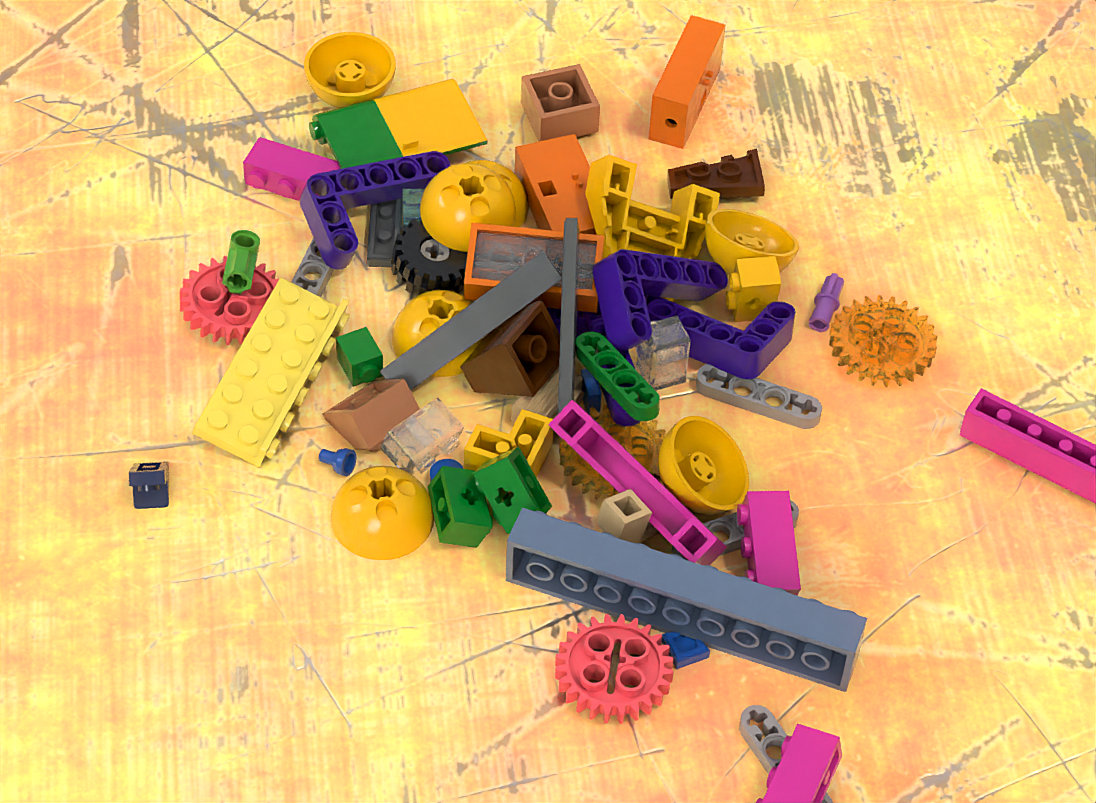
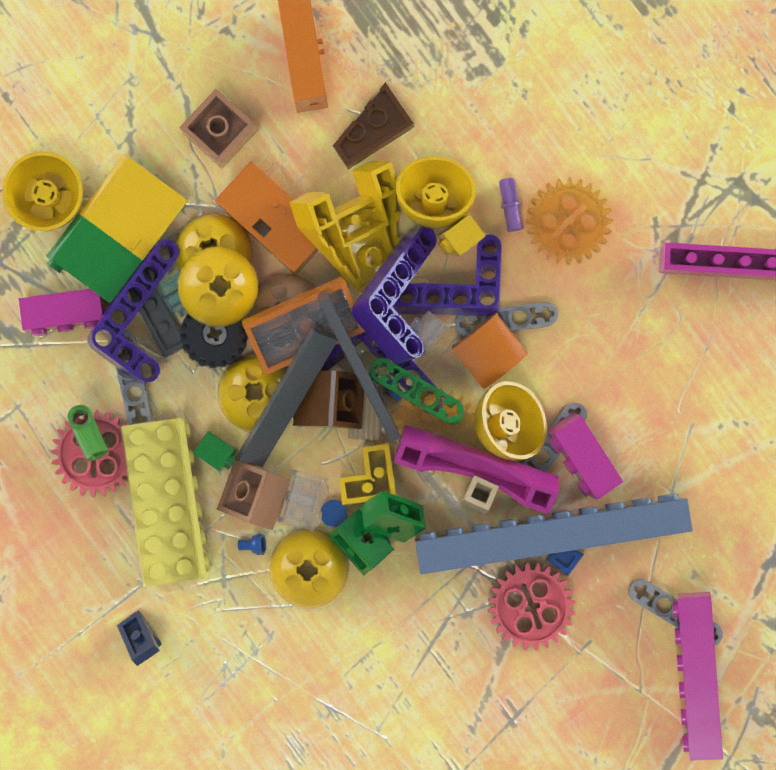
camera: 30 degrees left, 35 degrees up
(725, 399) = (489, 350): none -> orange slope

